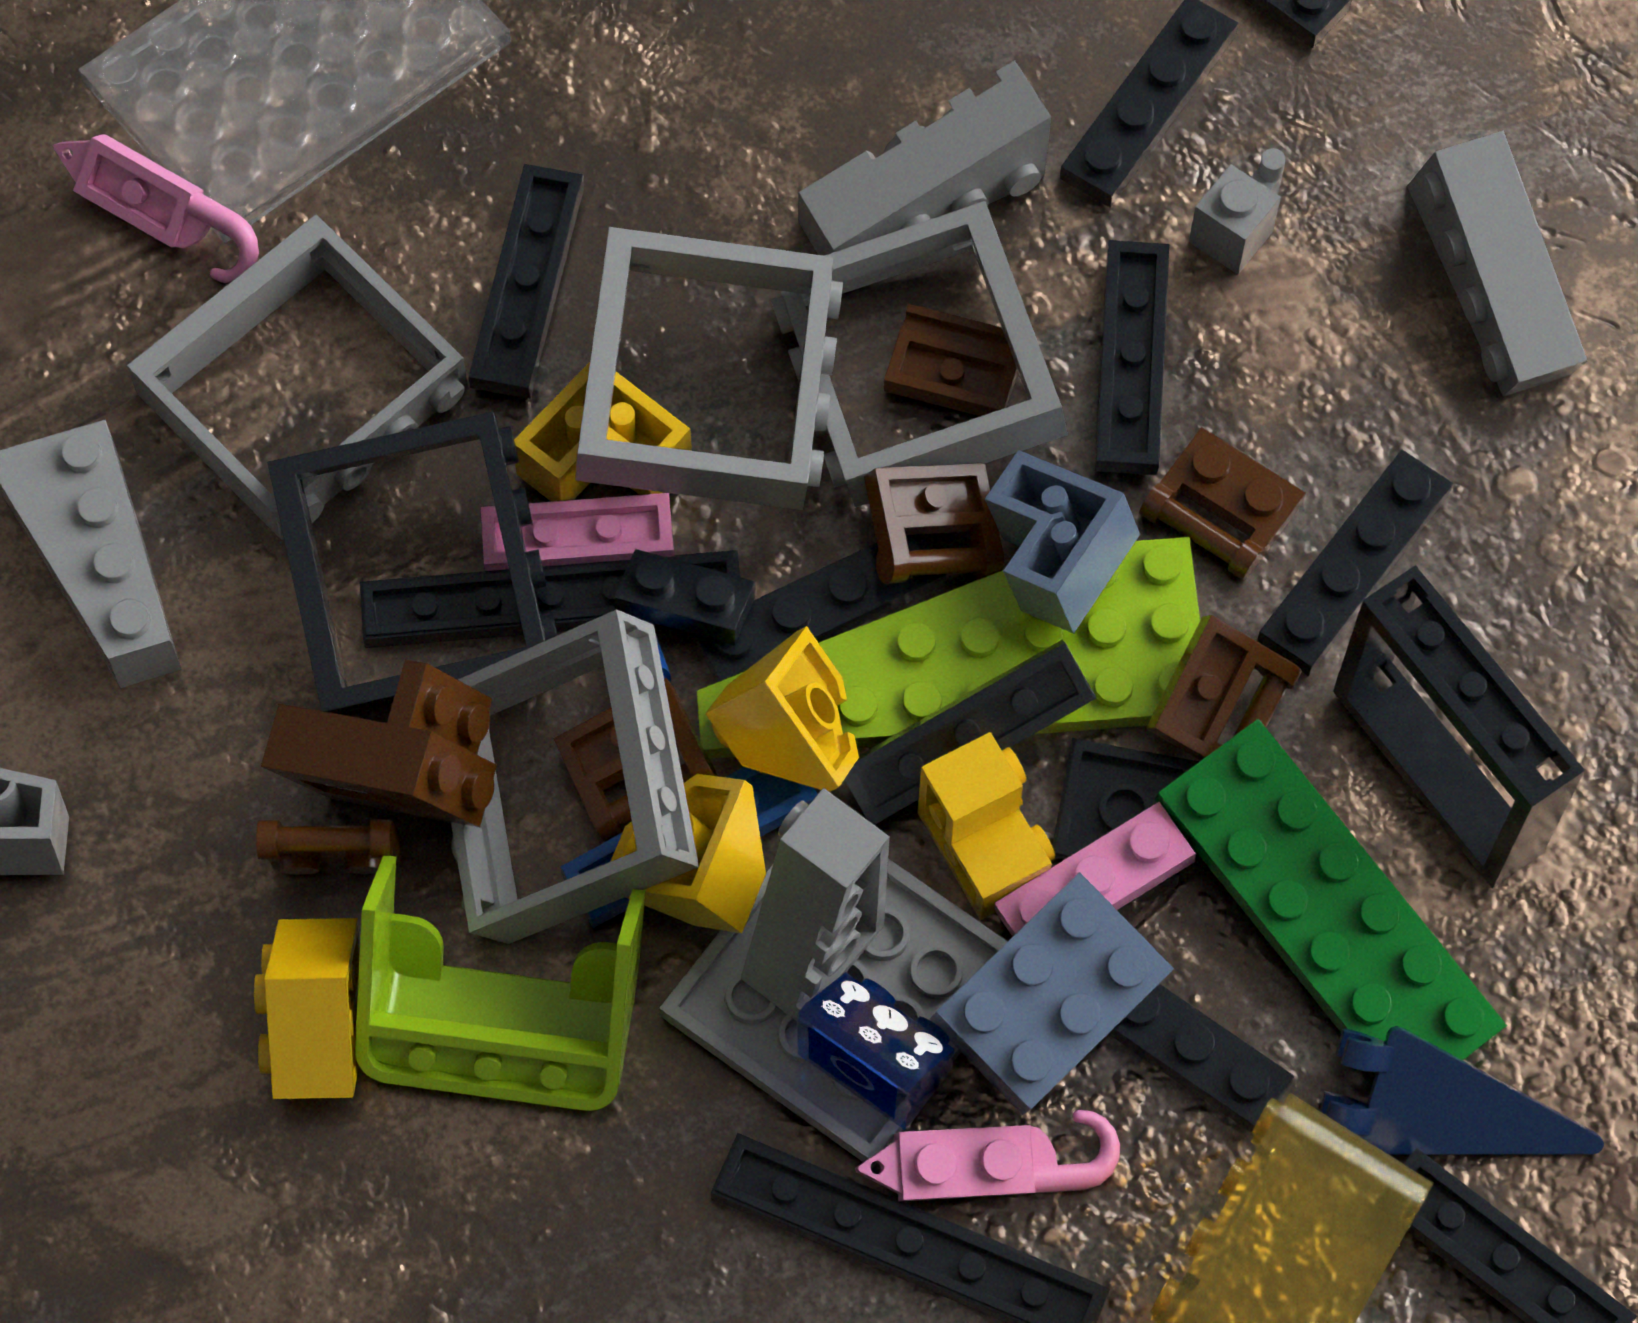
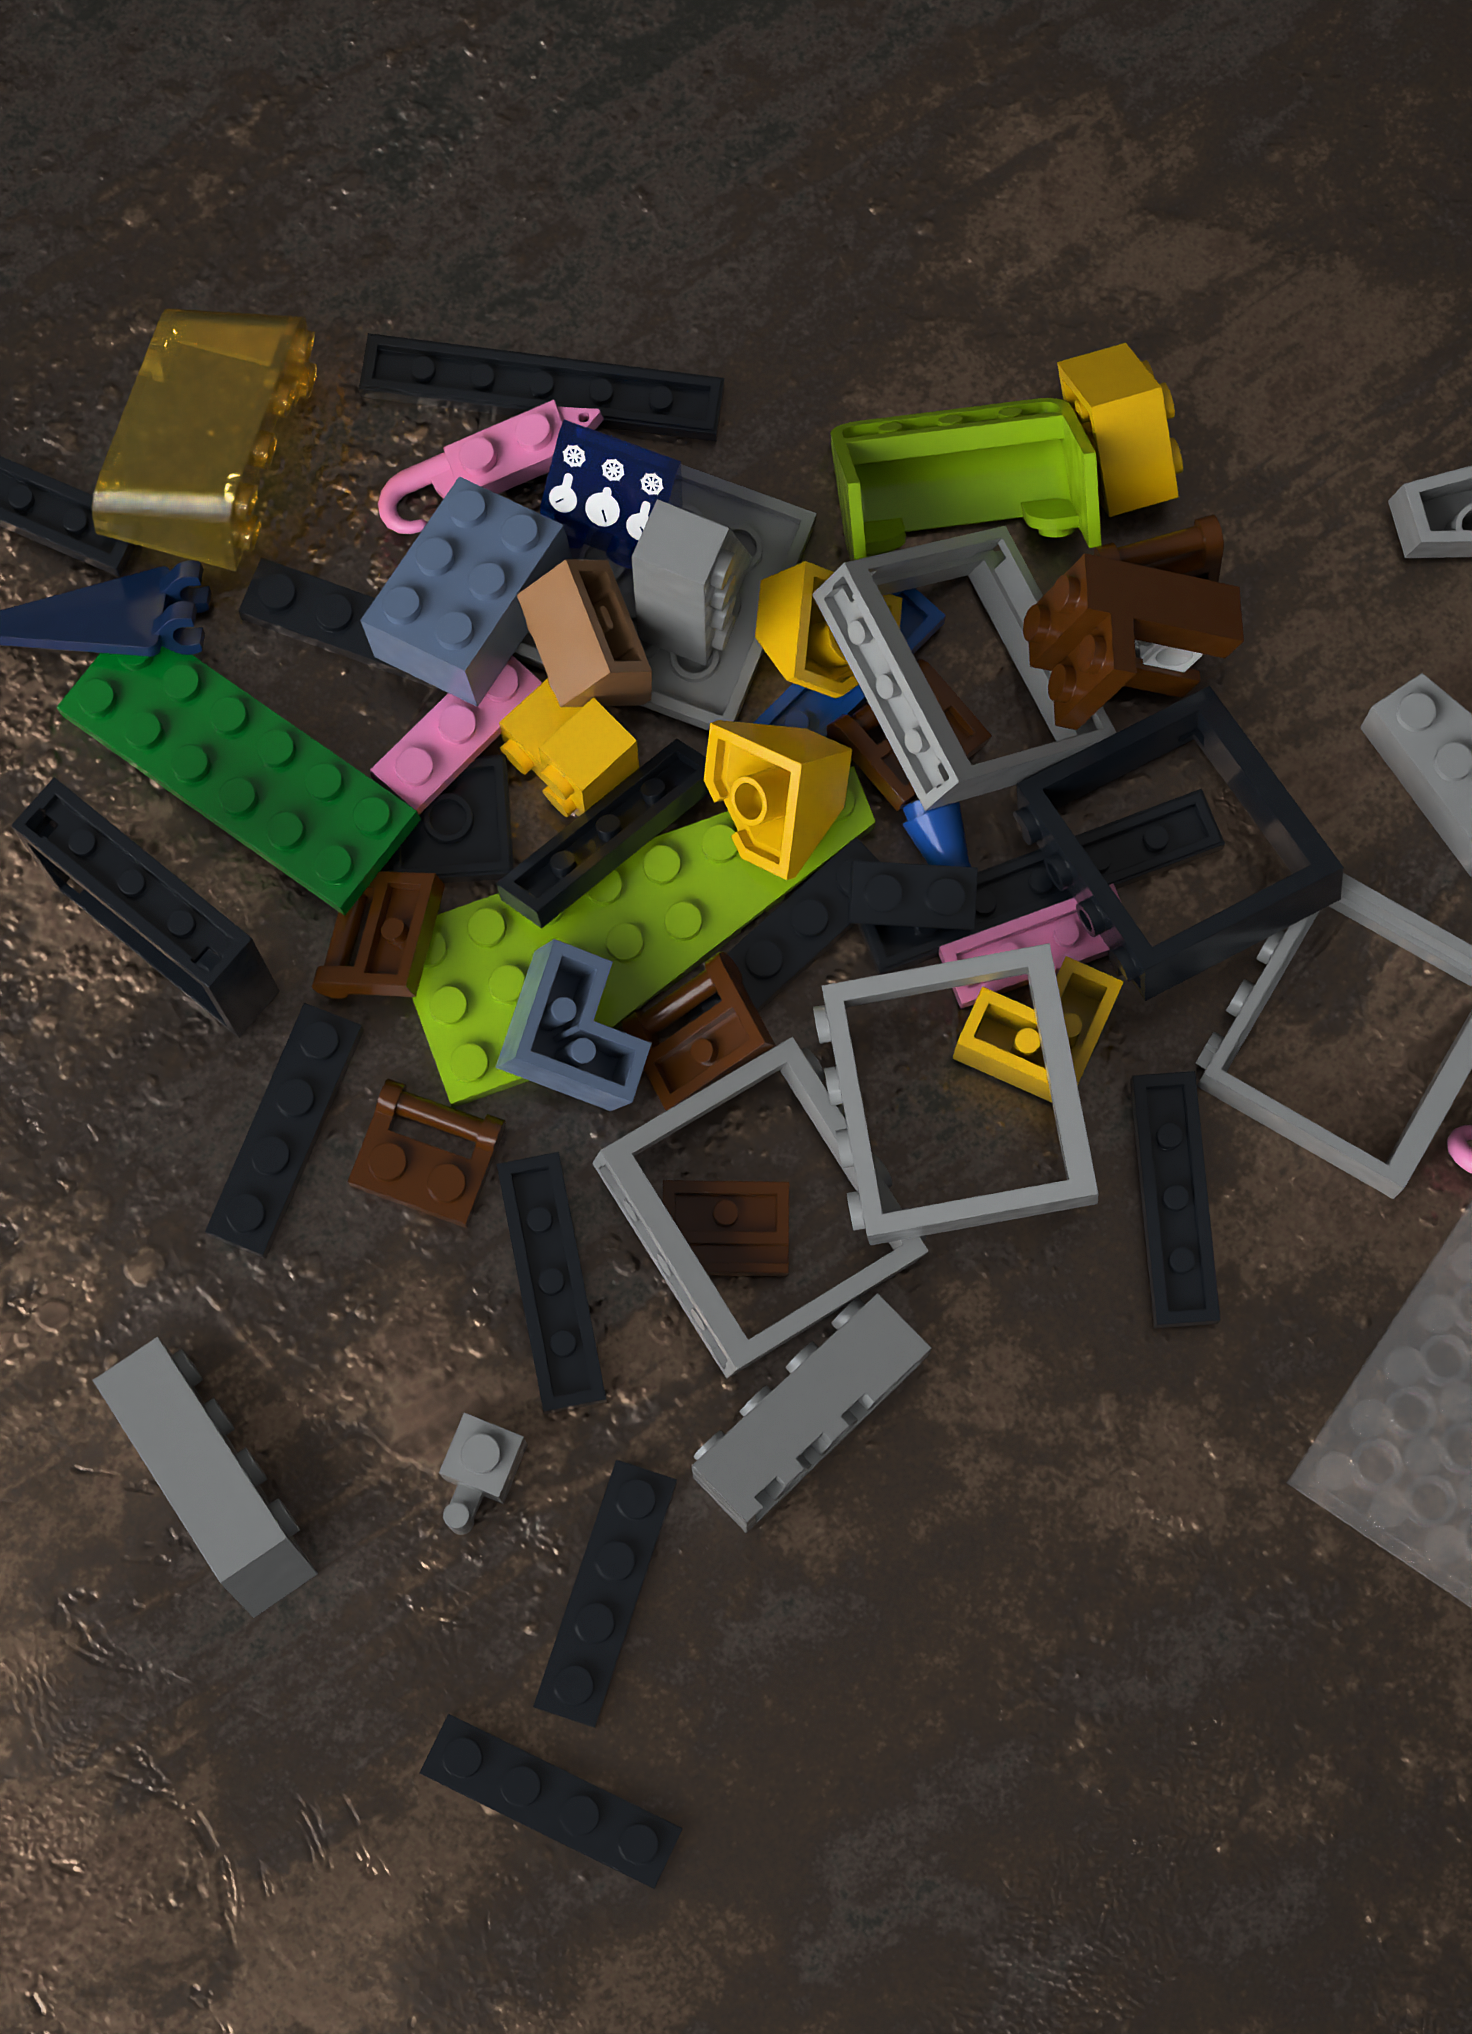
camera: 165 degrees right, 10 degrees up
(943, 888) = (586, 636): none -> medium nougat slope

